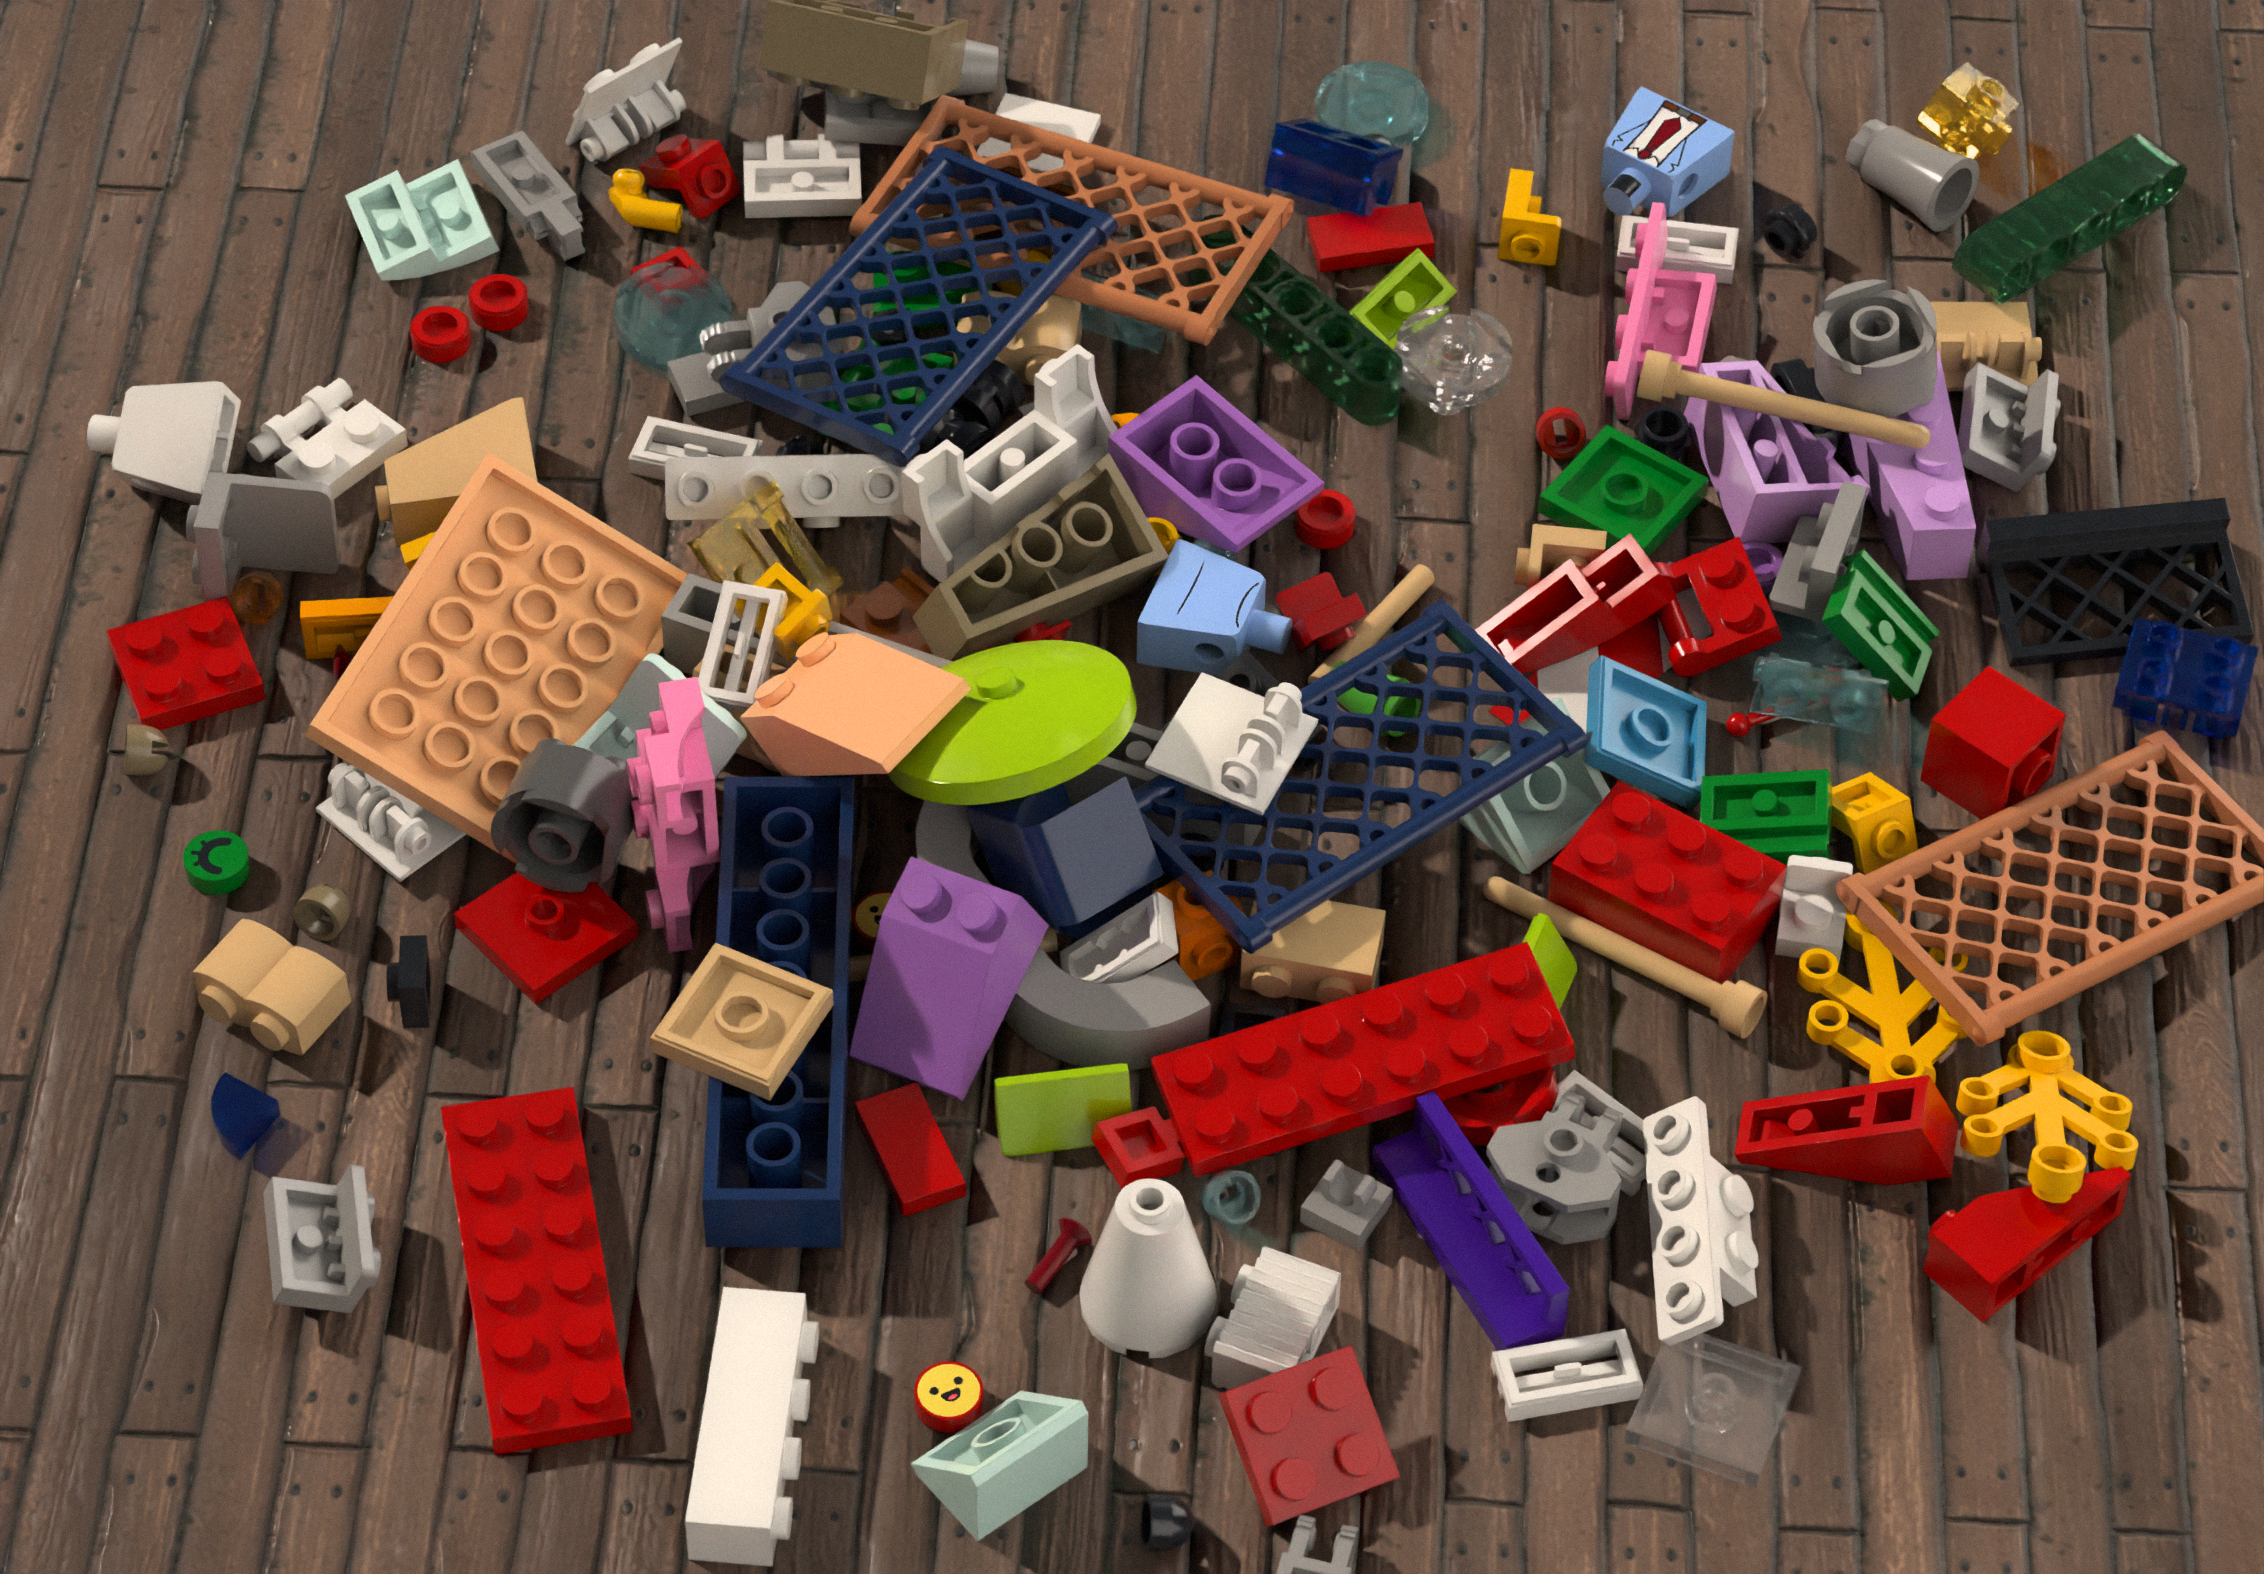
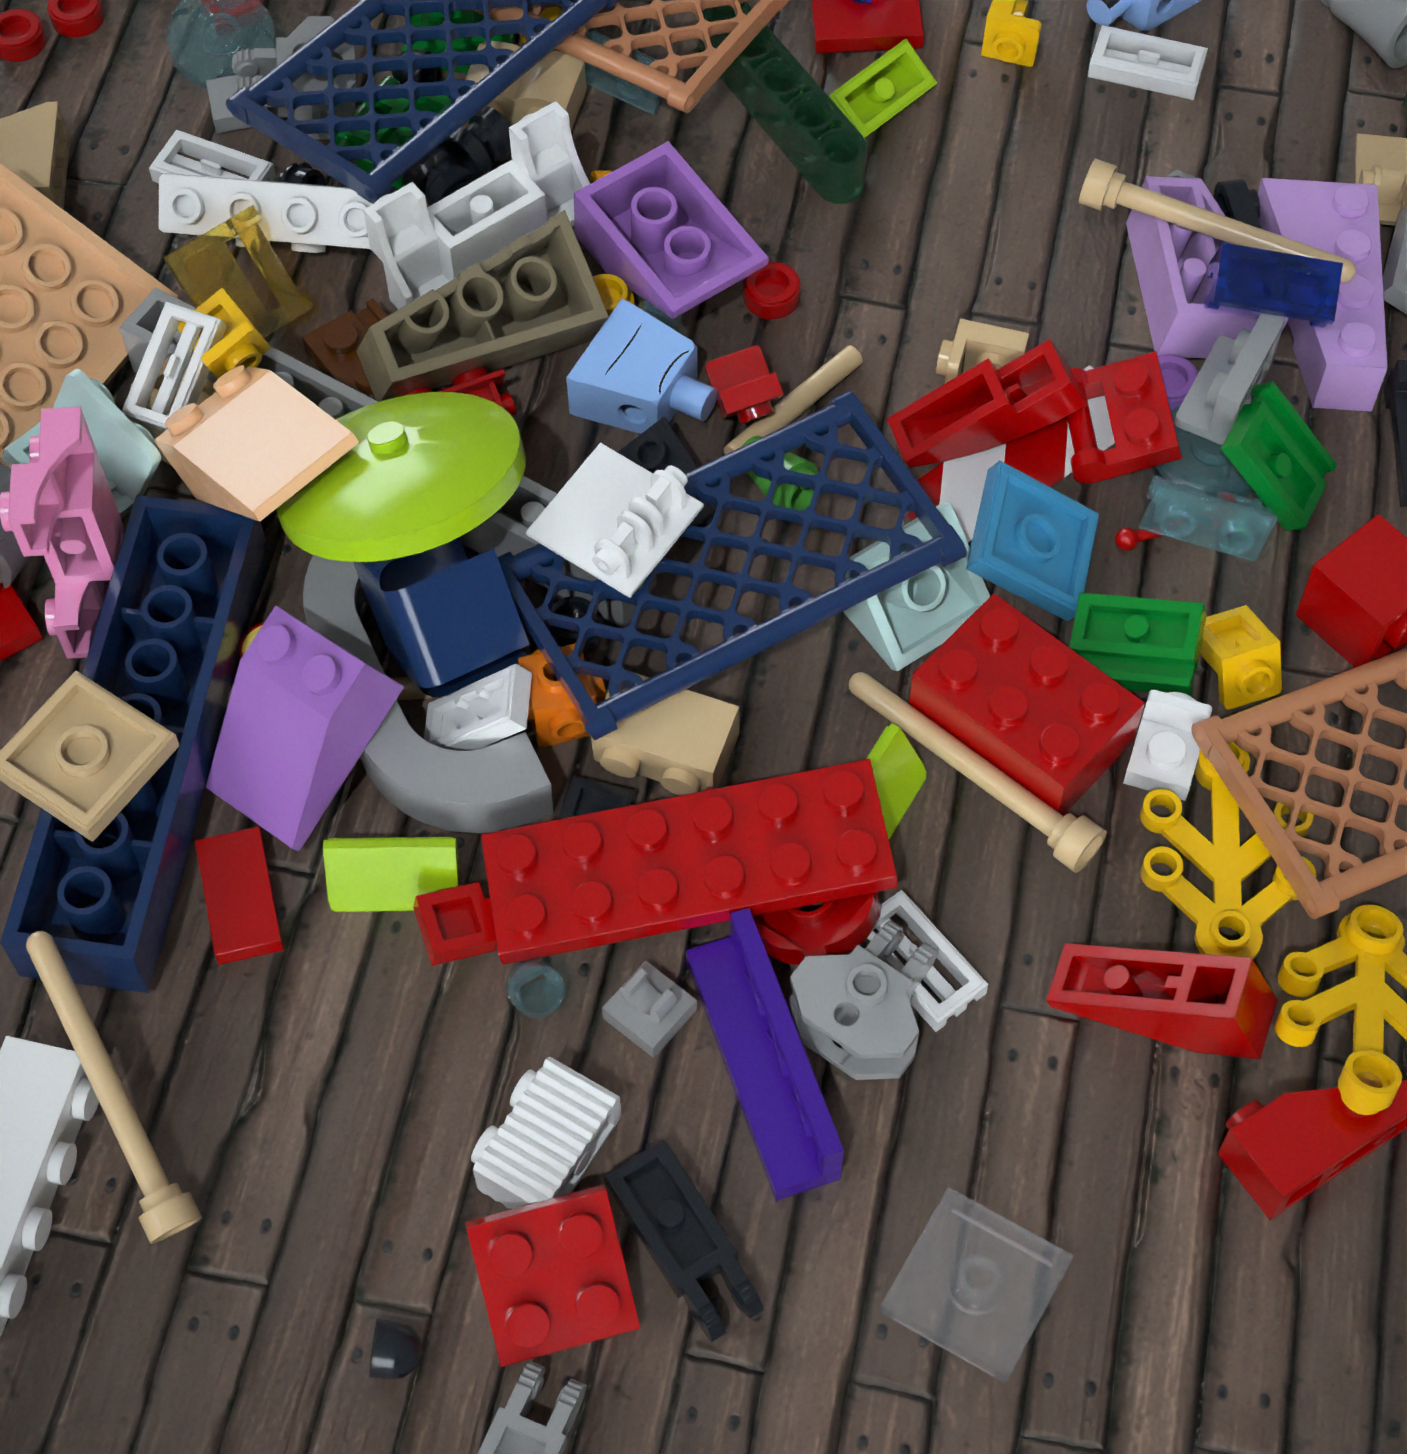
camera: 10 degrees right, 10 degrees up
(912, 1424) = (164, 1204): none -> tan piece
(948, 1396) = (213, 1173): tile -> none
(1007, 1459) = (247, 1255): light aqua slope -> none
(1071, 1236) = (352, 1031): dark red piece -> none
(1148, 1275) = (431, 1075): white cone -> none
(1427, 1396) = (681, 1234): none -> black hinge
(1451, 383) = (913, 170): clear plate -> none
(1570, 1384) = (835, 1254): white tile -> none
(1573, 428) = (993, 229): red hinge -> none
(1623, 490) = (1055, 294): green plate -> none
(1664, 431) = (1102, 239): black plate -> none
(1666, 314) = (1124, 122): bright pink bracket -> none
(1695, 1225) = (991, 1085): white bracket -> none
(1789, 230) = (1255, 54): black plate -> none
(1850, 454) = (1274, 283): none -> clear blue hinge
(1876, 348) = (1315, 179): light grey brick -> none

